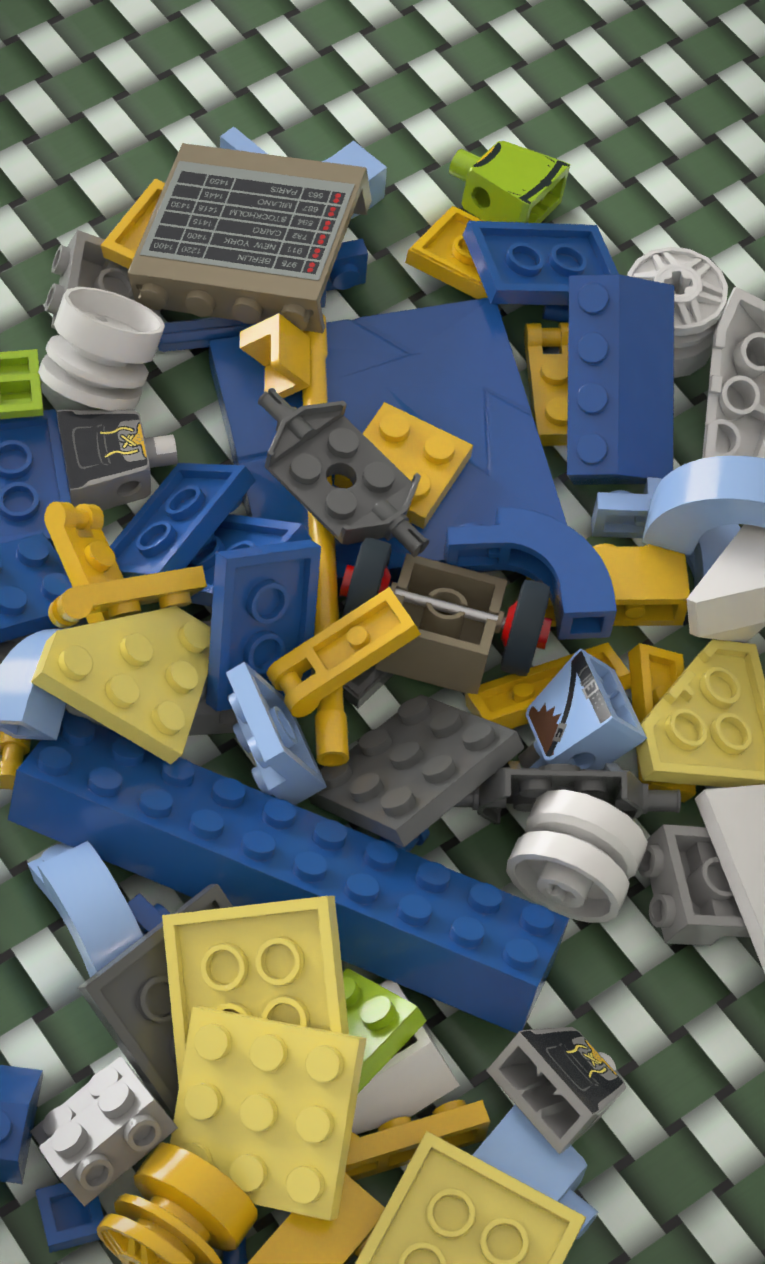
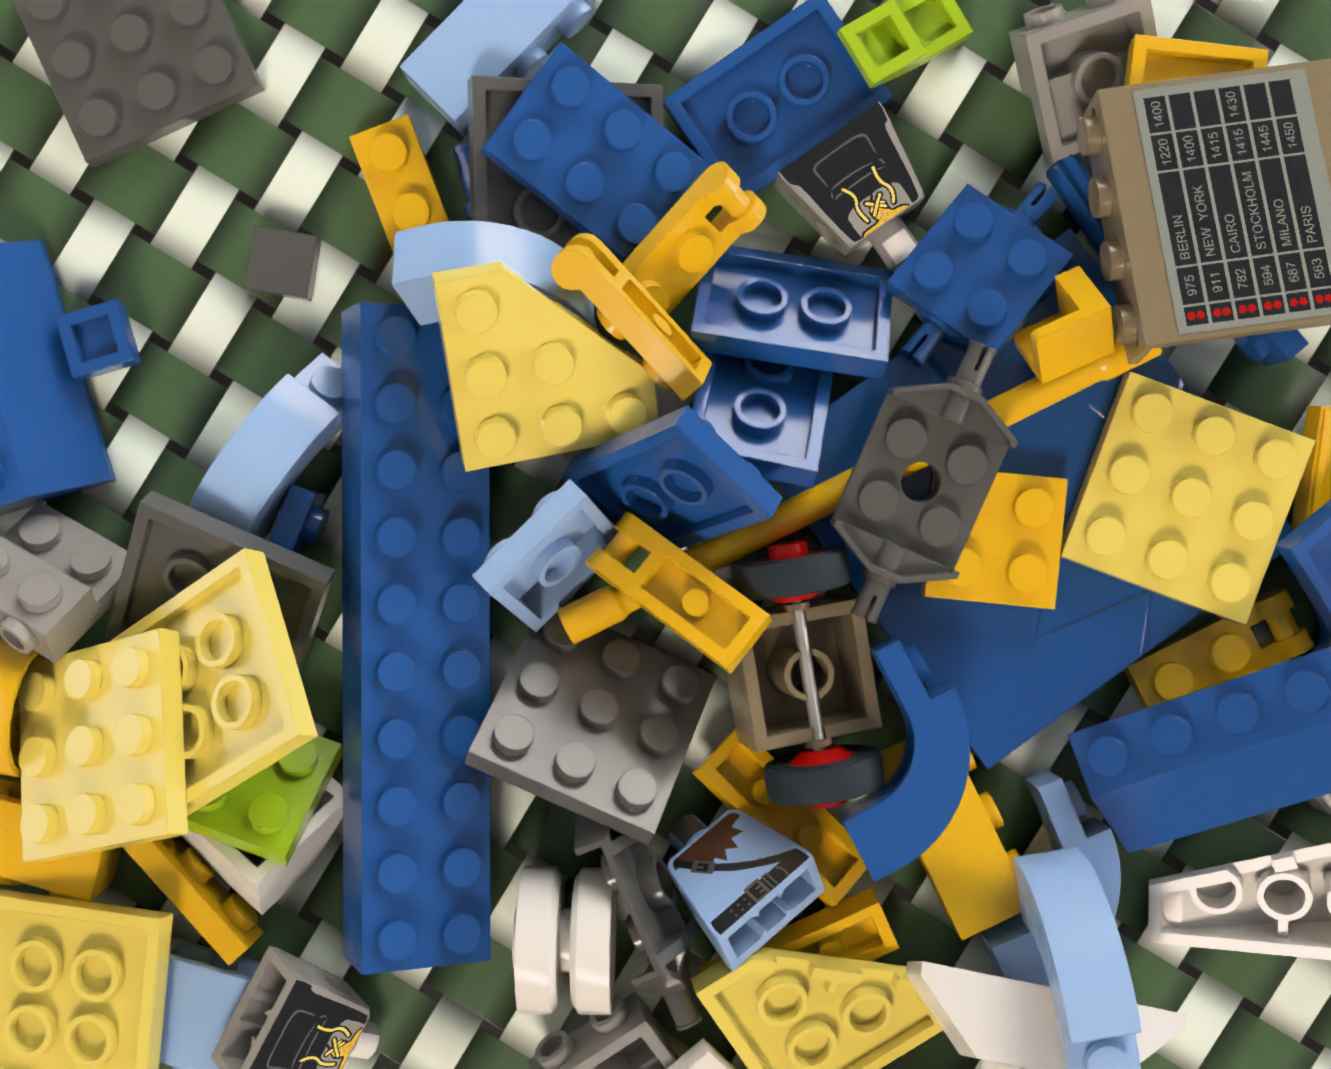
camera: 70 degrees right, 30 degrees up
(101, 349) = (983, 110): white wheel -> none
(210, 400) = (979, 272): none -> blue plate
(432, 345) = (1185, 497): none -> light yellow plate

